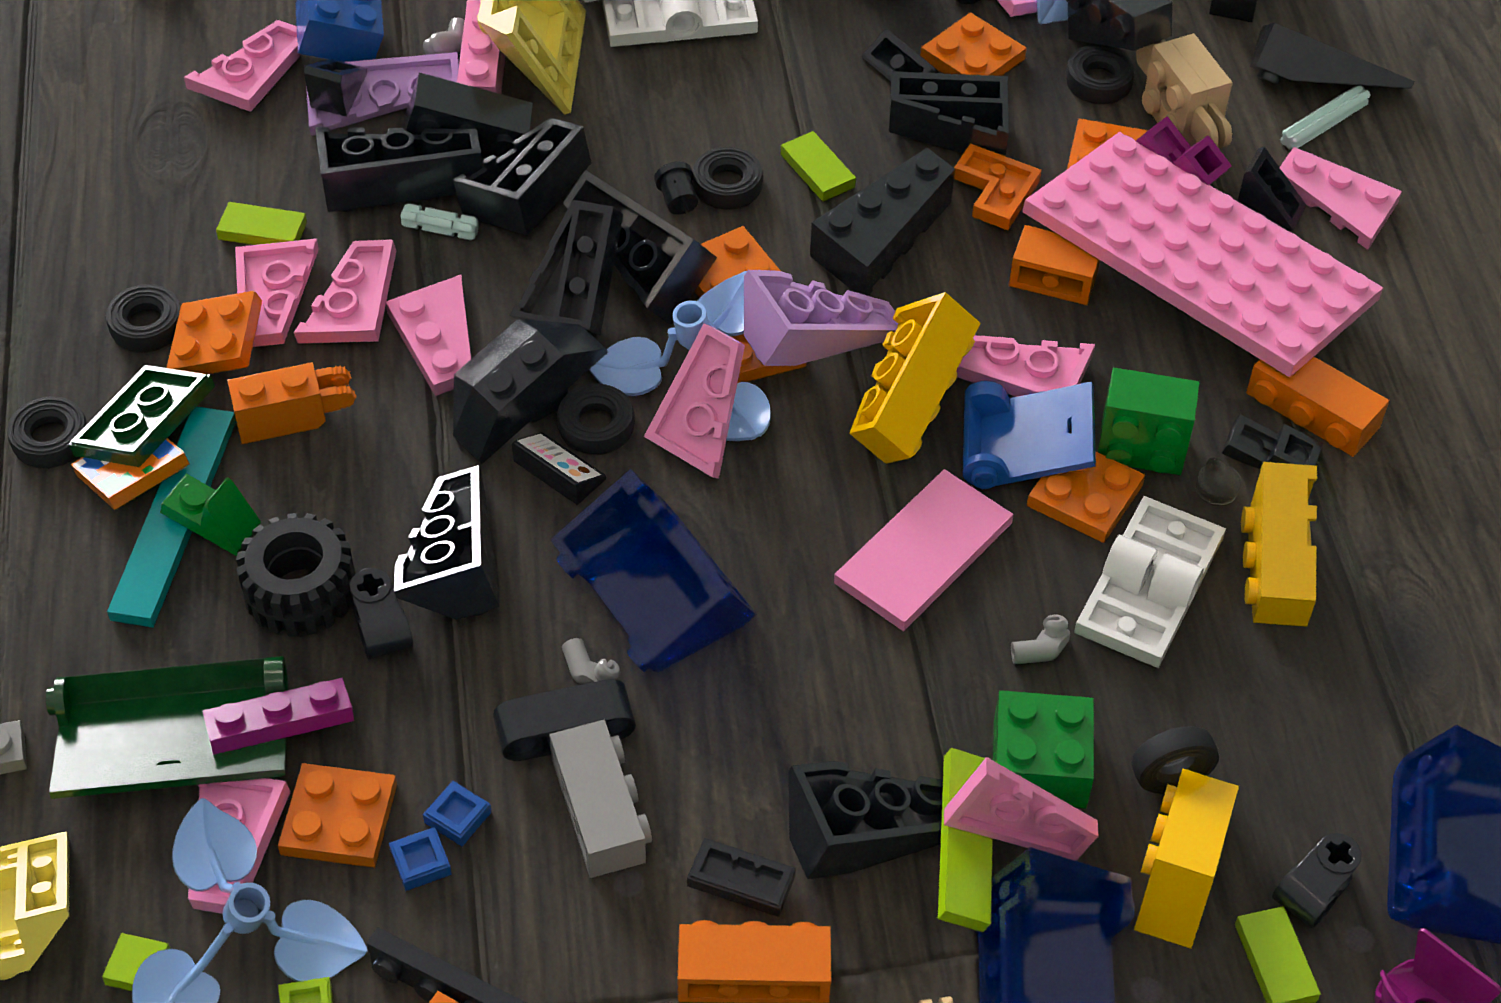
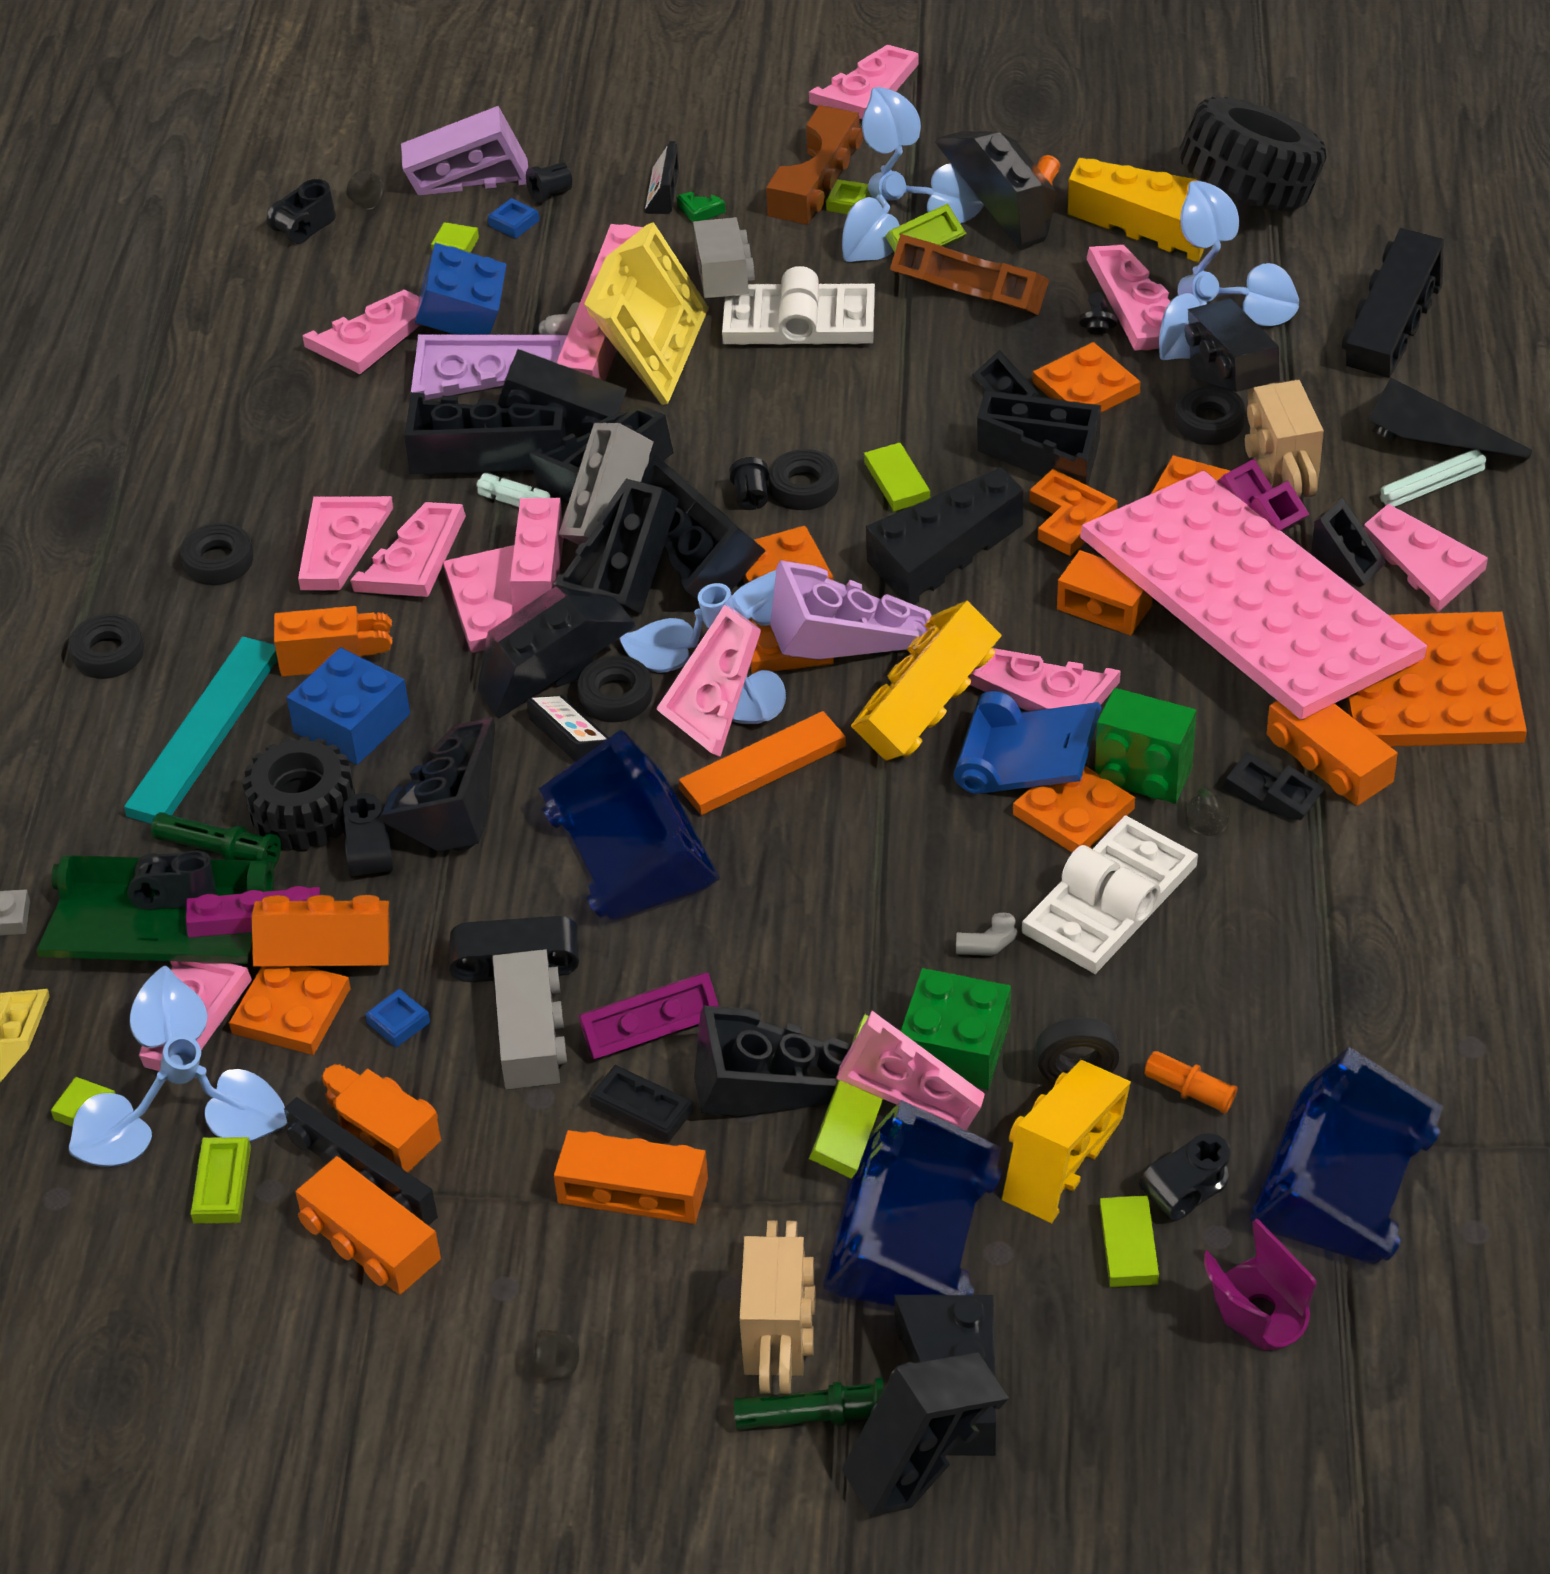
camera: 15 degrees right, 5 degrees down
(122, 483) = (172, 681): orange tile -> none
(141, 415) = (192, 638): dark green tile -> none
(182, 689) = (174, 879): none -> black piece
(214, 514) = (233, 729): green slope -> none
(215, 333) = (275, 574): orange plate -> none
(236, 639) = (230, 843): none -> dark green pin
(260, 224) = (343, 479): lime tile -> none
(325, 469) = (349, 704): none -> blue brick
(333, 85) = (439, 355): black slope -> none
(358, 731) = (321, 931): none -> orange brick
(420, 858) = (355, 1049): blue tile -> none
(470, 931) = (382, 1115): none -> orange hinge
(482, 284) = (536, 550): none -> bright pink brick
(541, 196) = (608, 460): none -> light grey brick
(584, 670) = (543, 903): light grey arm -> none
(724, 776) = (647, 1015): none -> magenta plate
(764, 481) = (762, 763): none -> orange tile
(923, 549) = (898, 841): bright pink tile -> none
(1280, 545) = (1246, 873): yellow wedge -> none
(1288, 774) = (1190, 1081): none -> orange axle
(1413, 330) = (1455, 694): none -> orange plate

